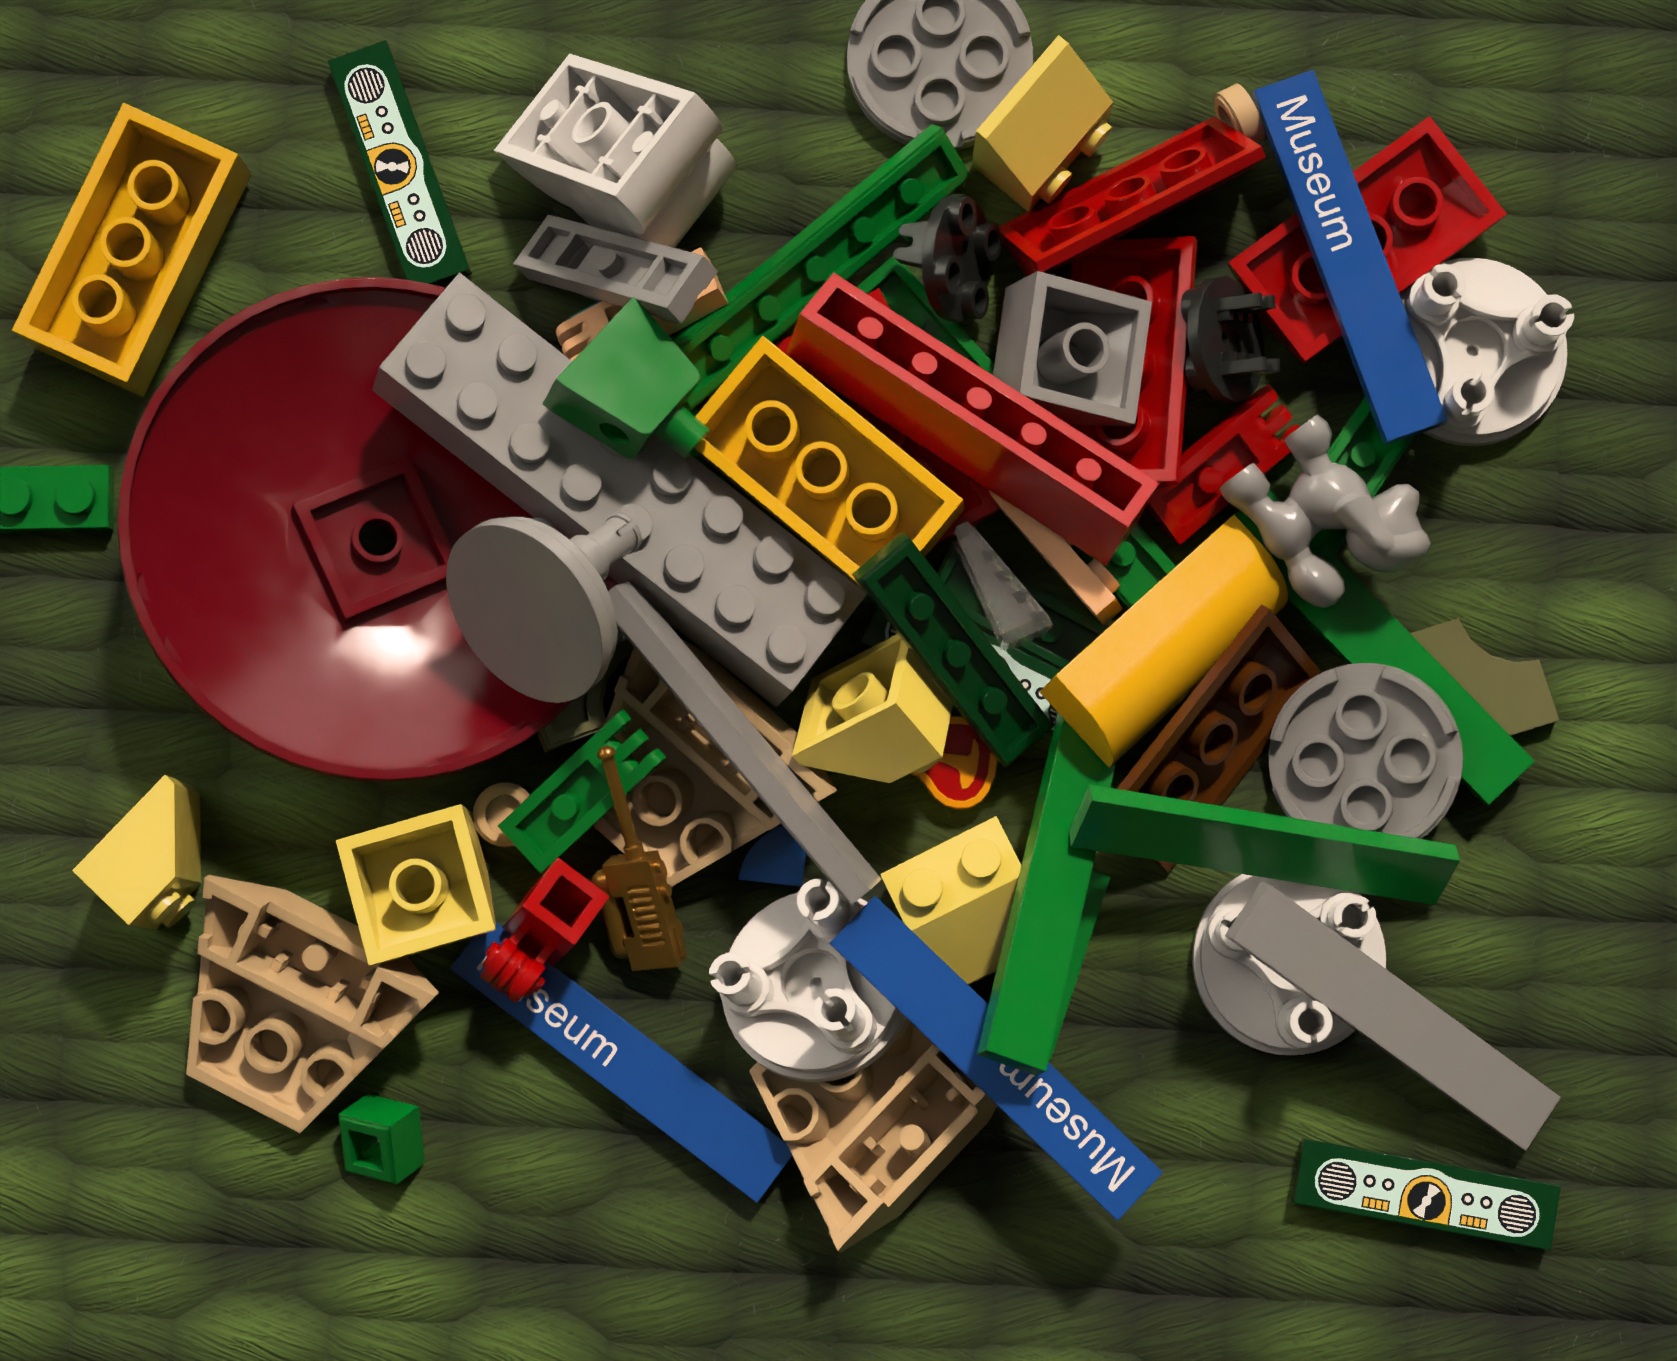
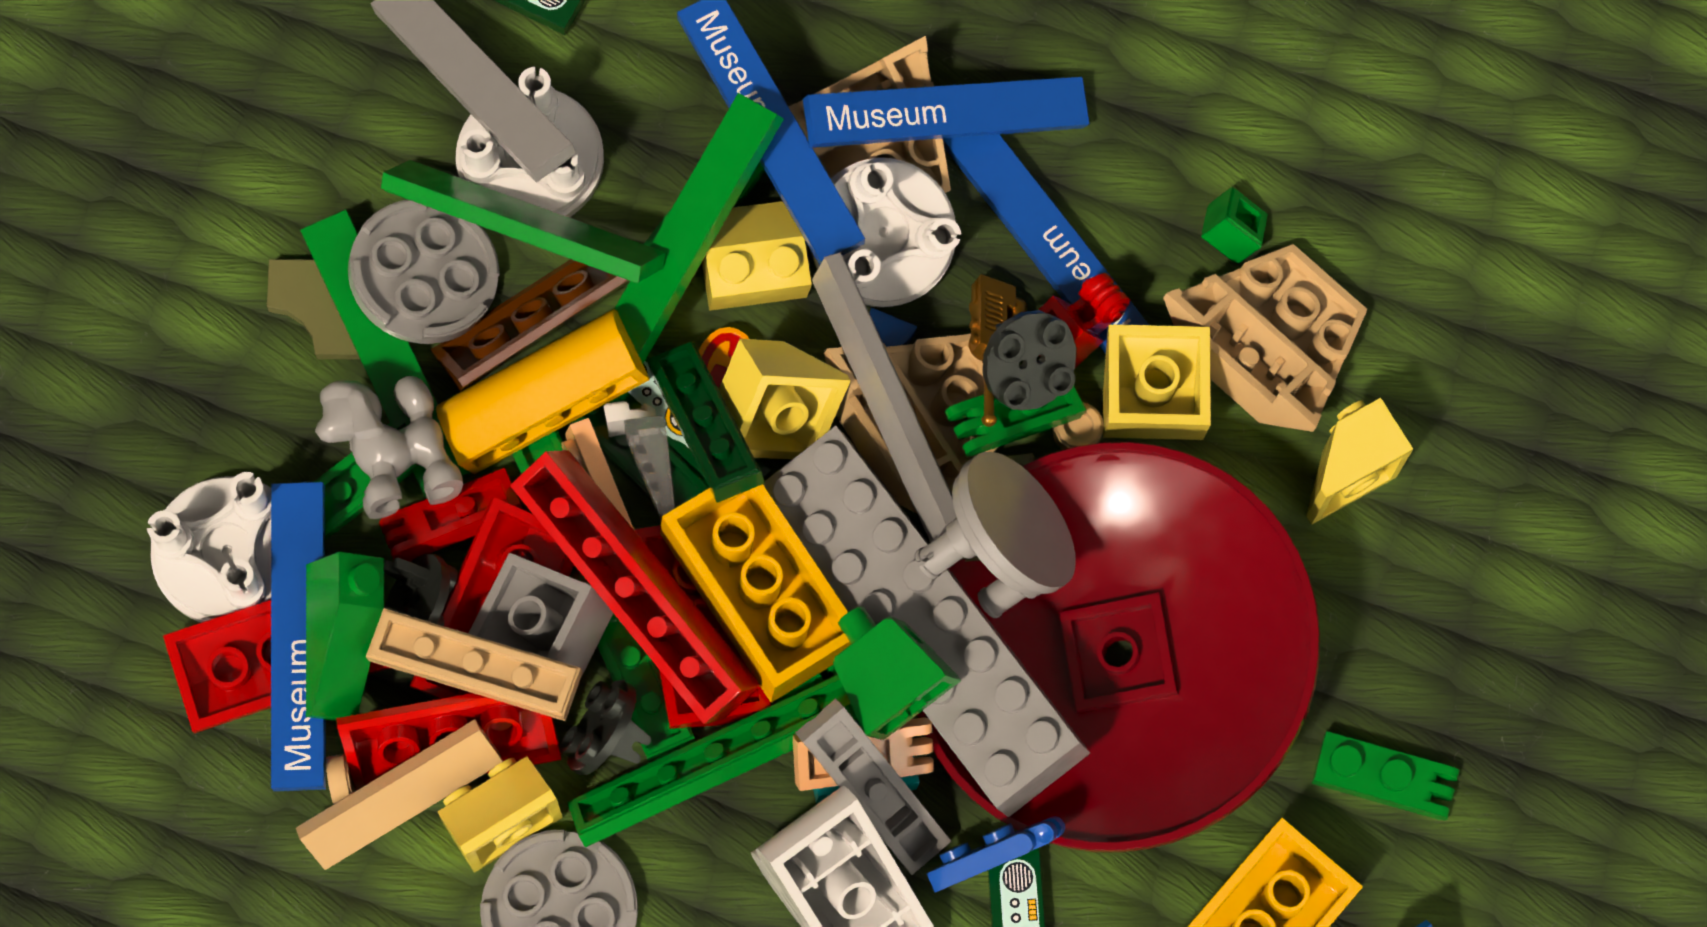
camera: 170 degrees left, 10 degrees down
(453, 246) = (1000, 847): none -> blue hinge
(578, 844) = (1033, 381): none -> pearl dark grey plate
(782, 1158) = (945, 112): none -> blue tile
(1049, 644) = (619, 411): none -> white tile
(1126, 259) = (474, 664): none -> tan tile
(1164, 114) = (399, 795): none -> tan tile
(1298, 264) = (341, 620): none -> green slope

